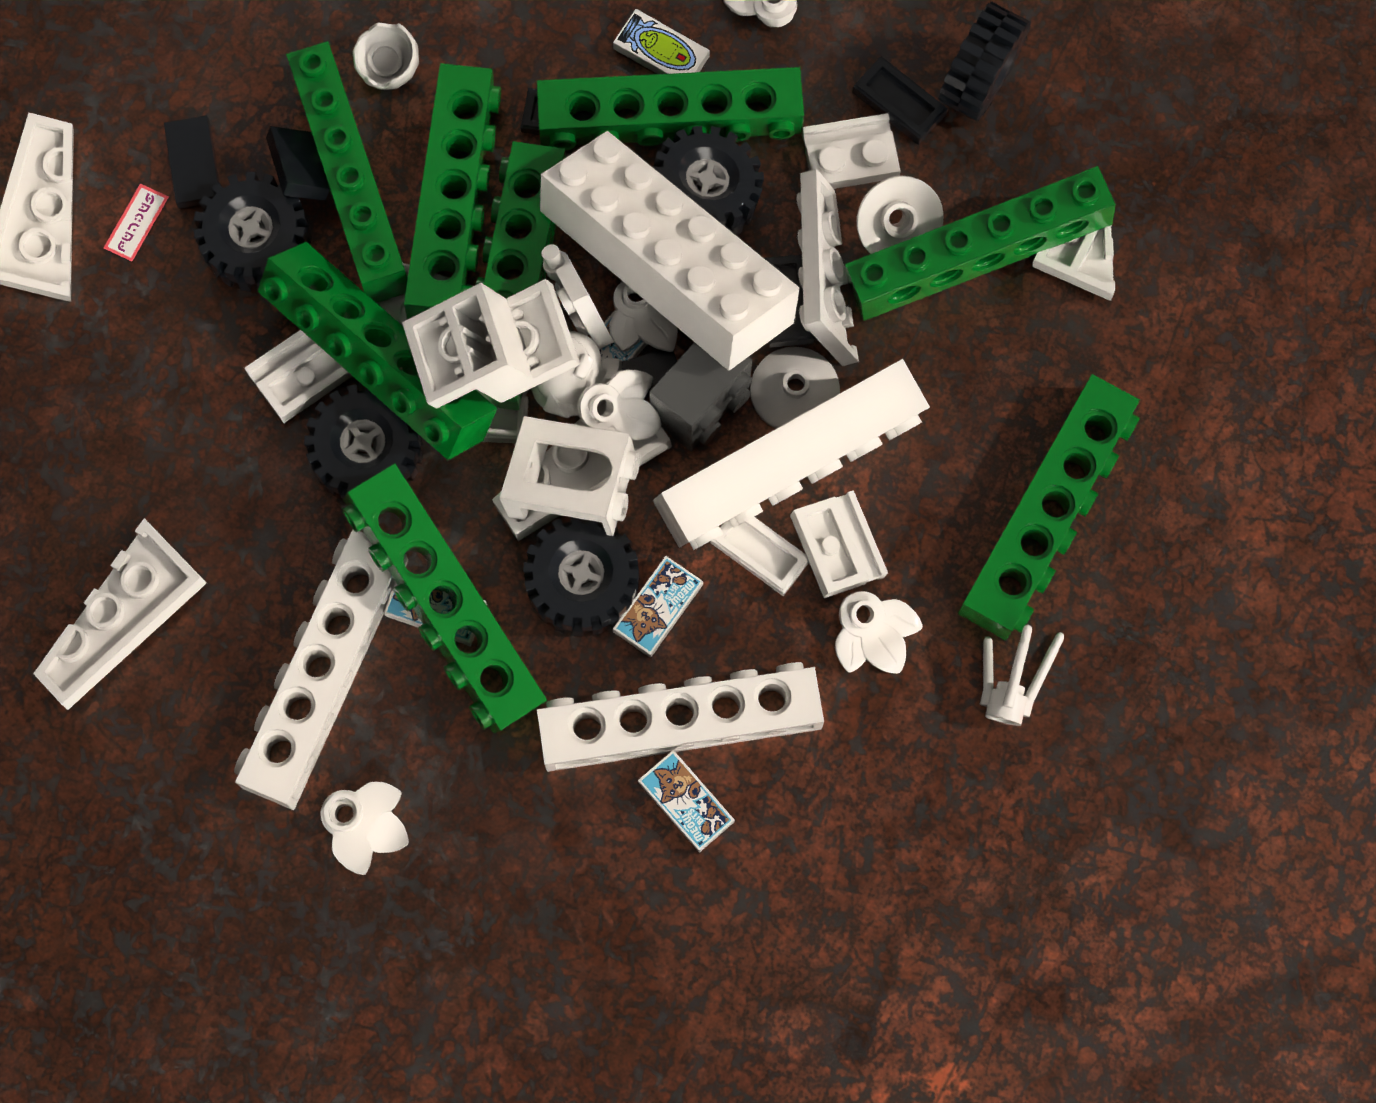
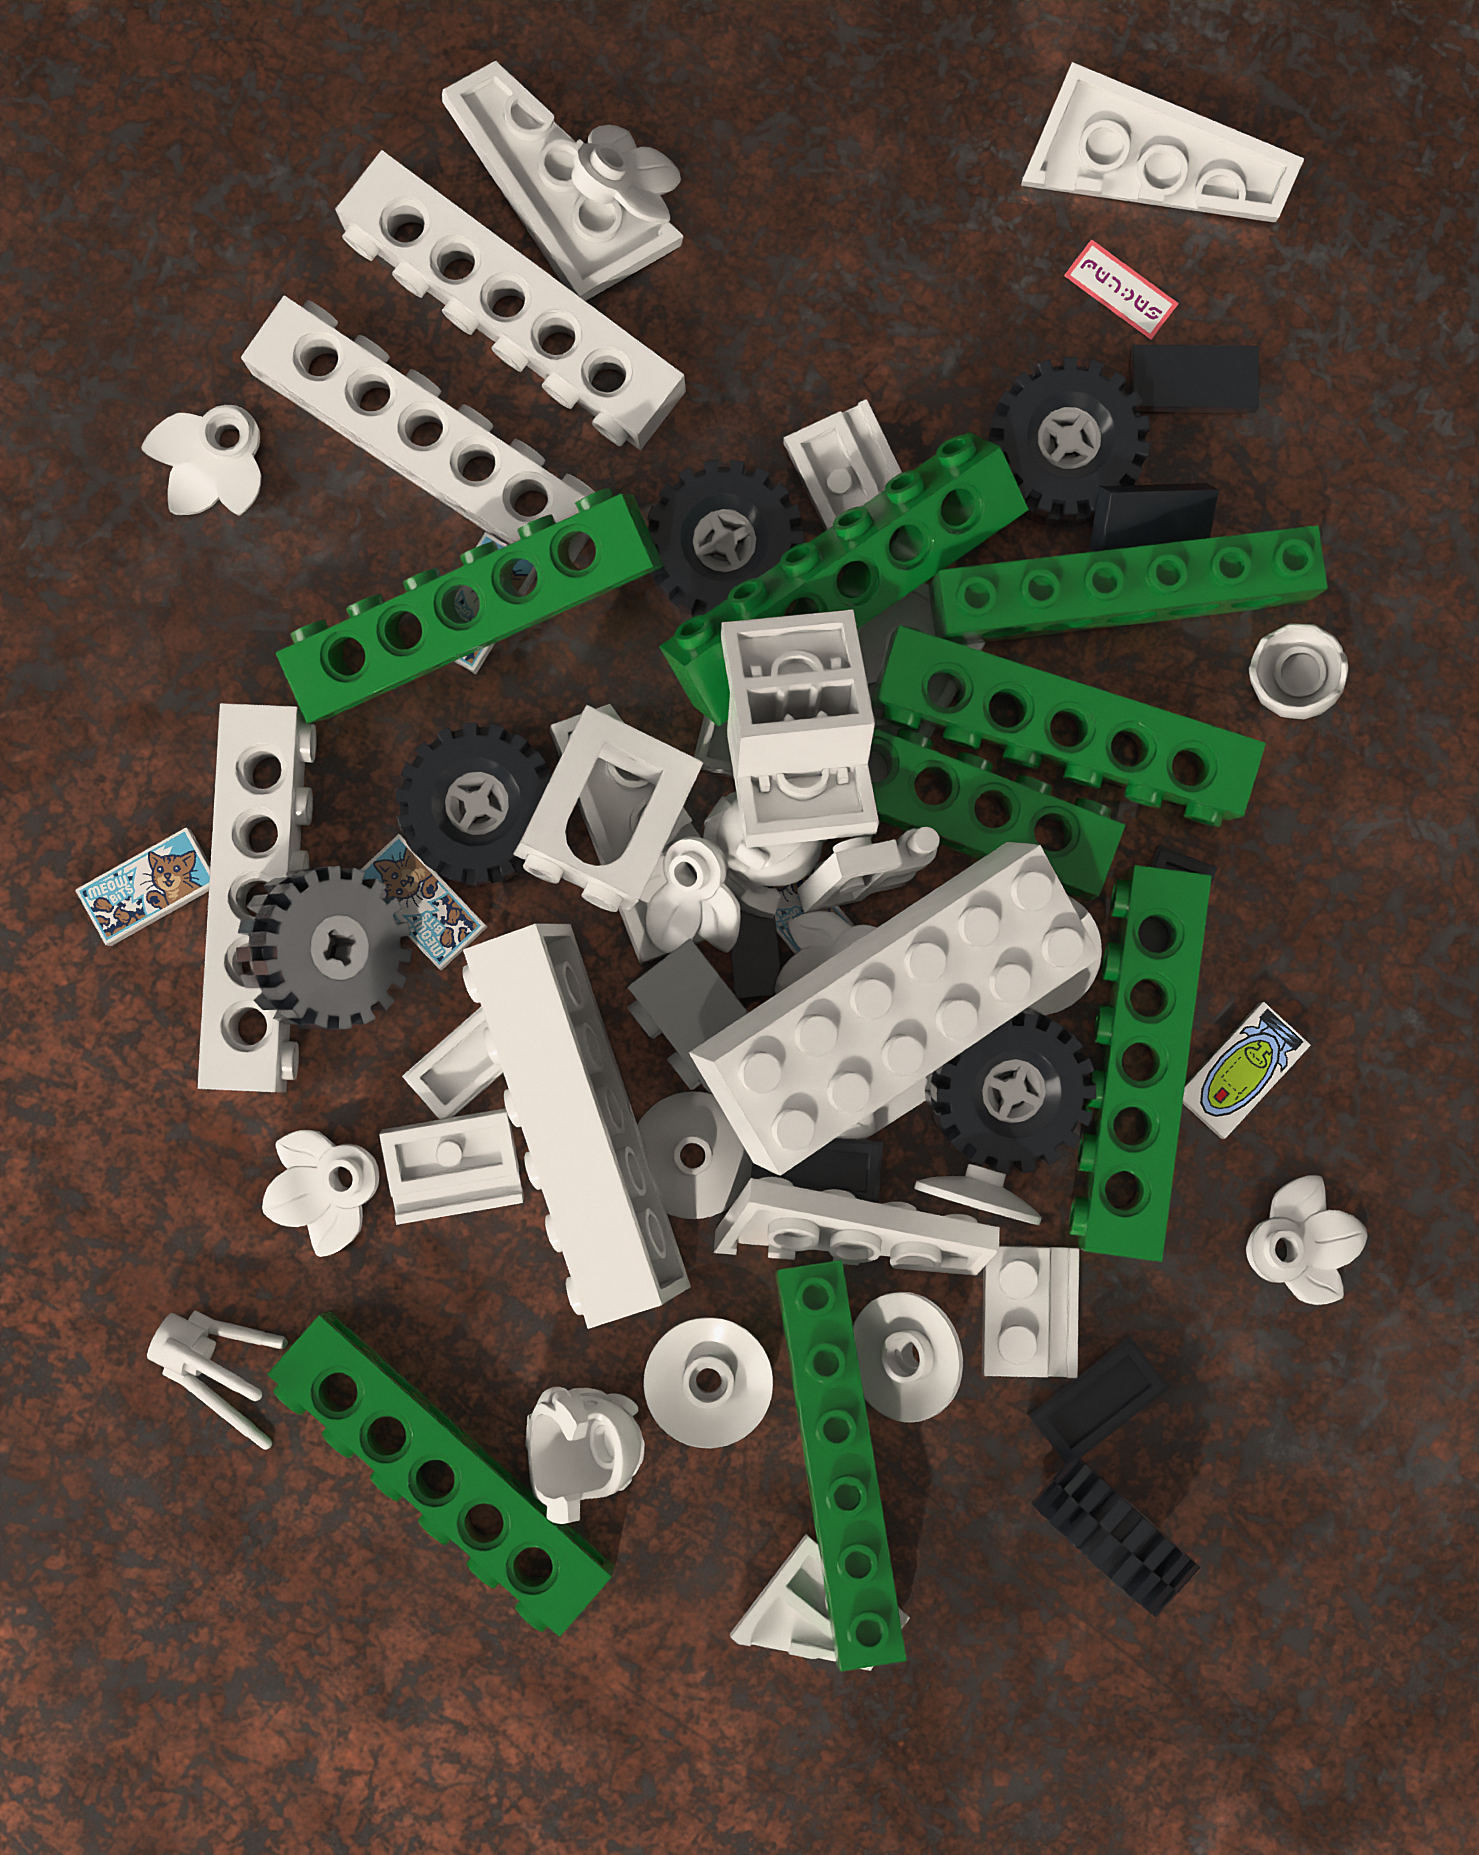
camera: 105 degrees right, 10 degrees up
(105, 563) = (616, 169): none -> white plate
(254, 520) = (393, 195): none -> white brick
(706, 651) = (296, 936): none -> wheel
(778, 187) = (981, 1190): none -> white dish
(952, 324) = (702, 1416): none -> white dish
(1012, 415) = (581, 1448): none -> white helmet

